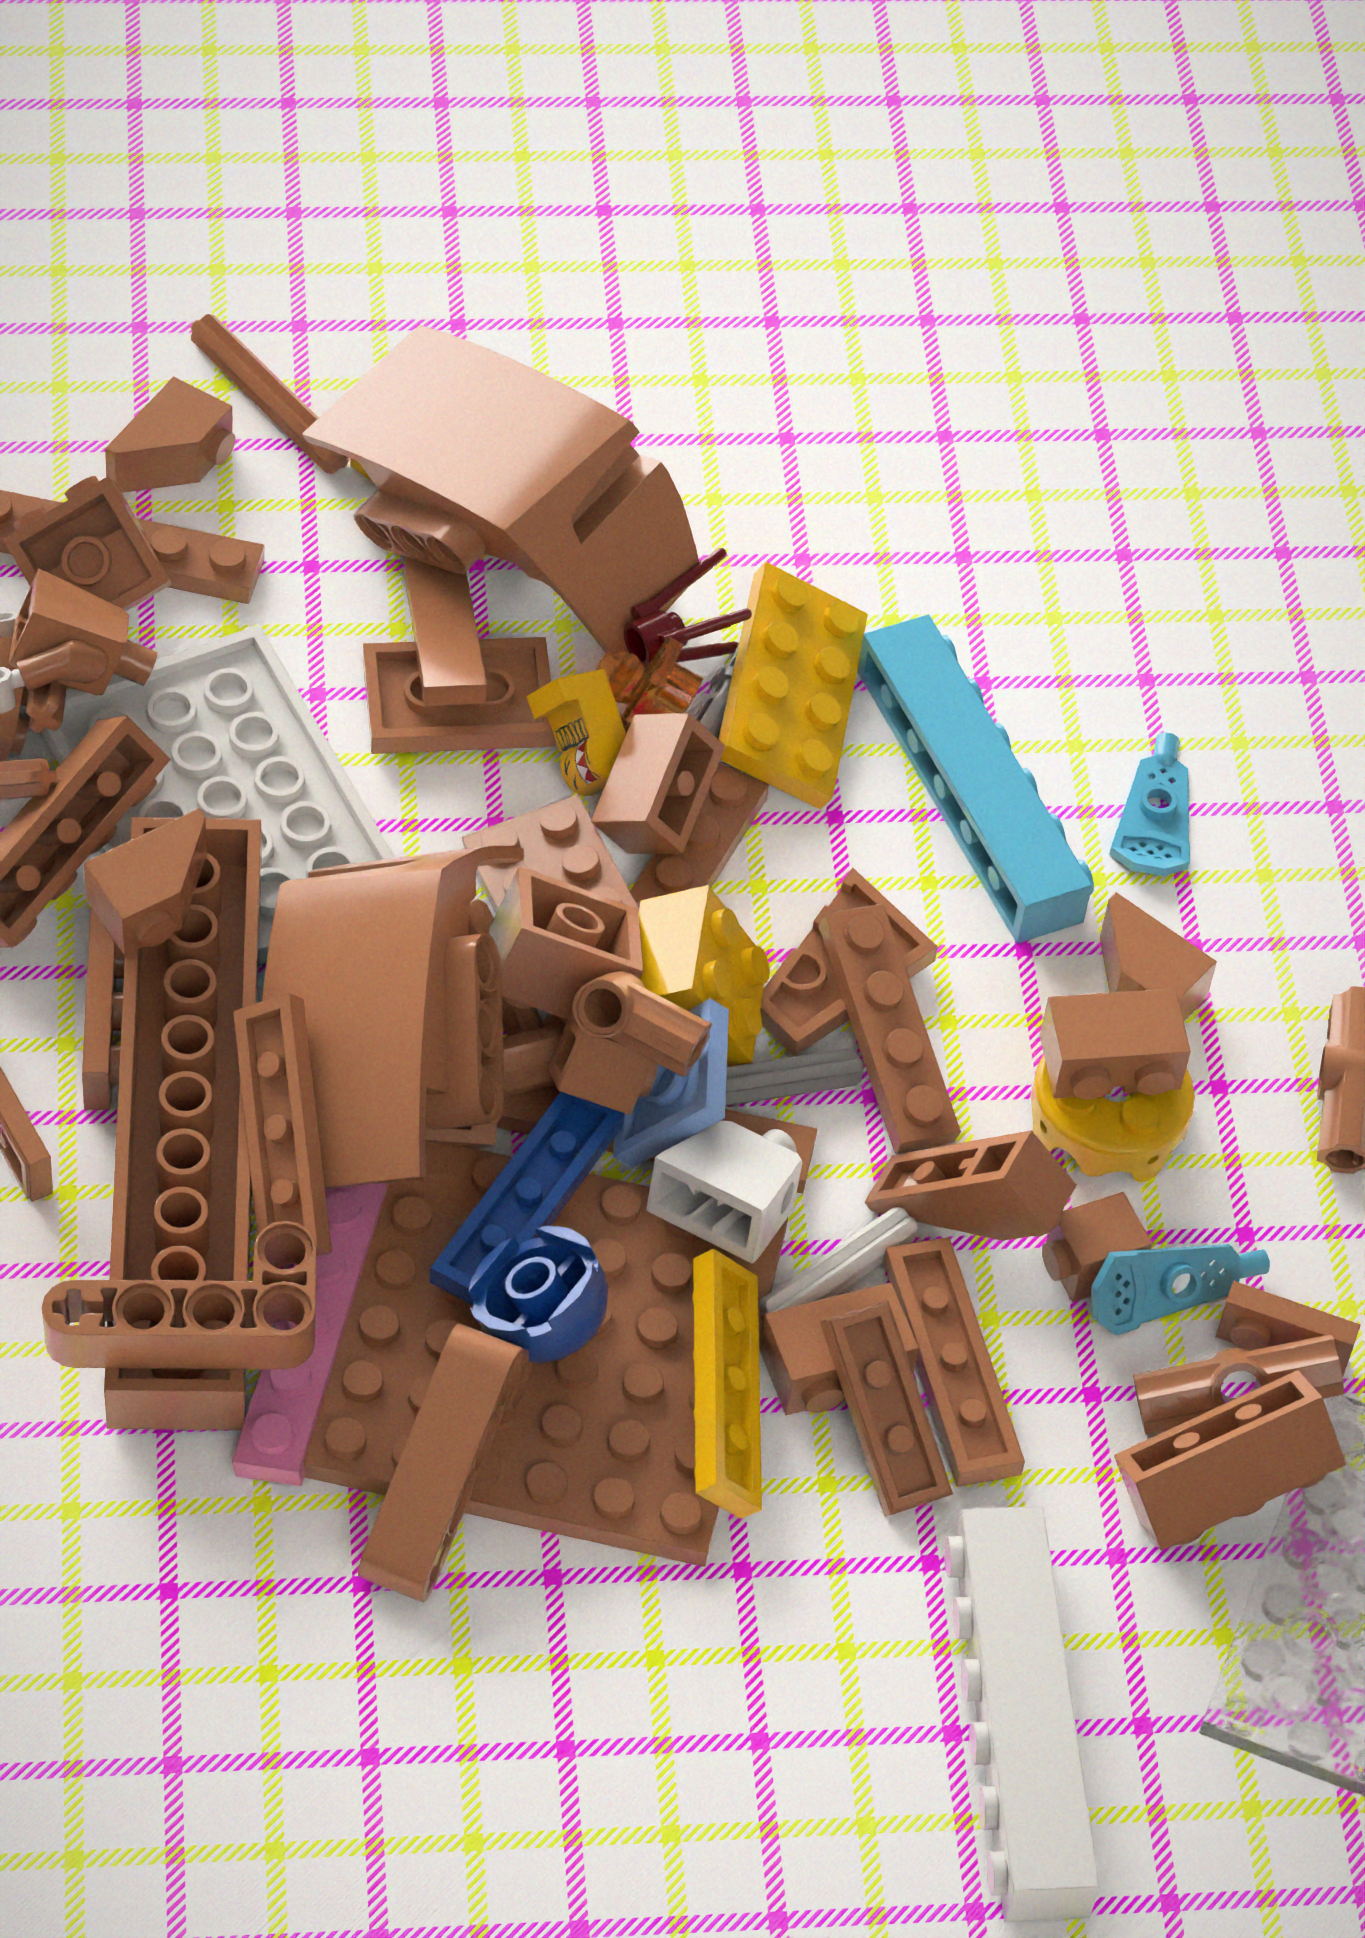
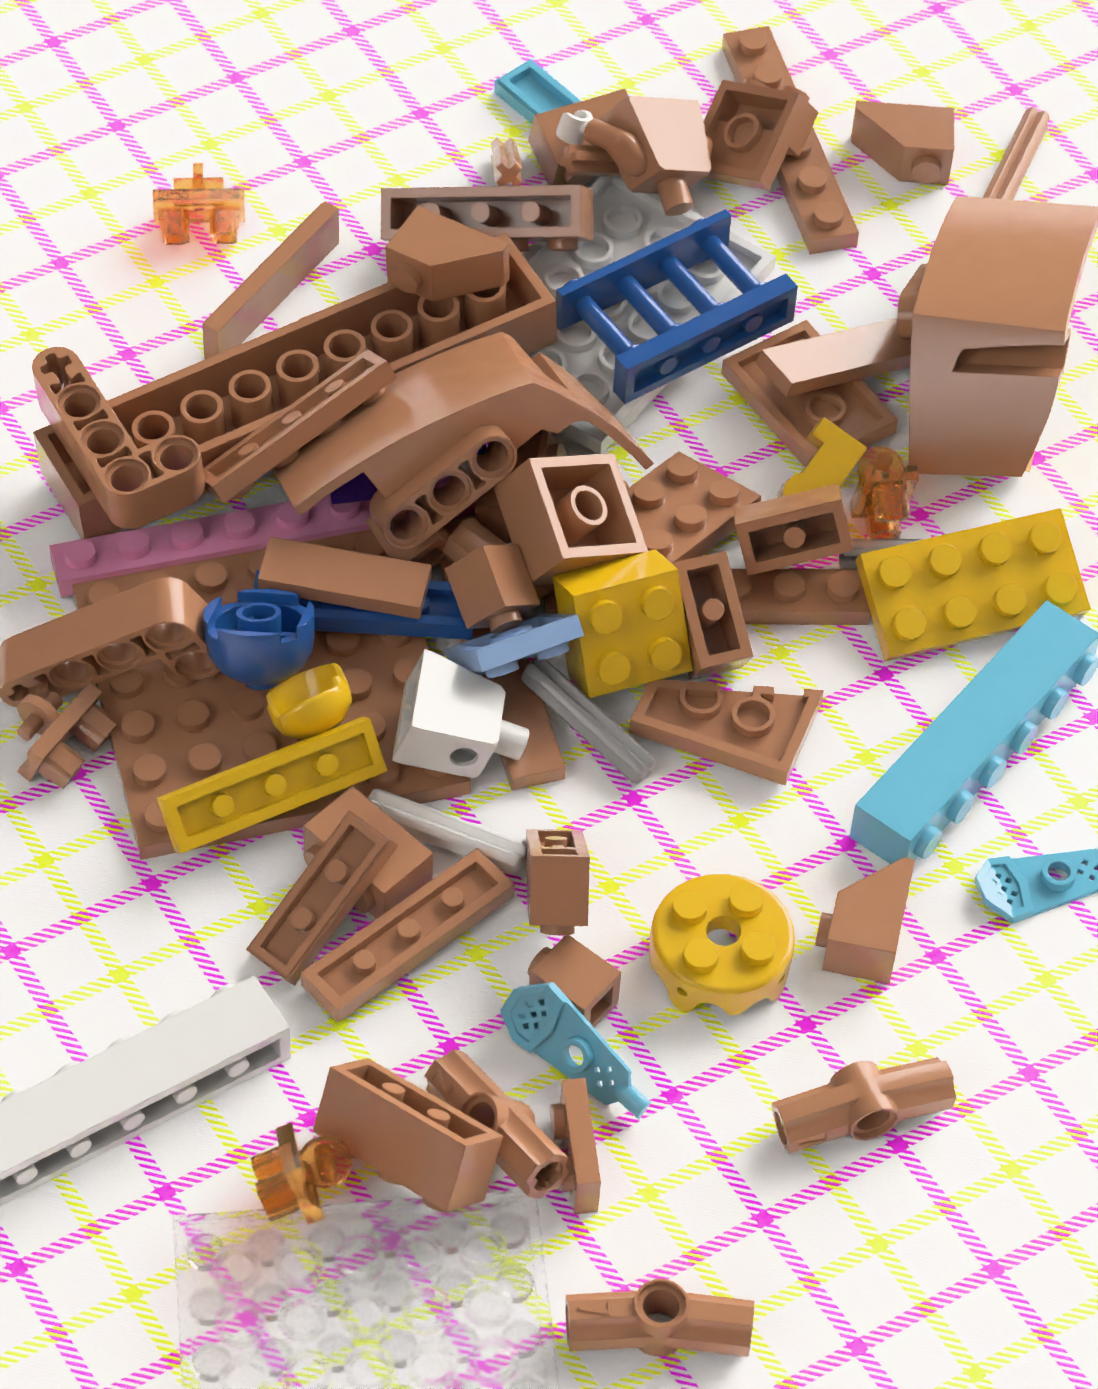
camera: 65 degrees right, 0 degrees up
(343, 707) = (678, 346): none -> blue fence
(501, 1189) = (345, 577): none -> nougat tile
(511, 1565) = (50, 753): none -> nougat hips
(646, 1022) = (517, 563): nougat piece -> none
(646, 1296) = (310, 702): none -> yellow hair
(653, 625) = (942, 480): dark red plant -> none
(761, 904) = (713, 616): none -> nougat brick
(889, 1028) = (683, 770): nougat plate -> none
(1114, 1042) = (739, 897): nougat piece -> none
(1222, 1567) = (292, 1177): none -> clear orange hips

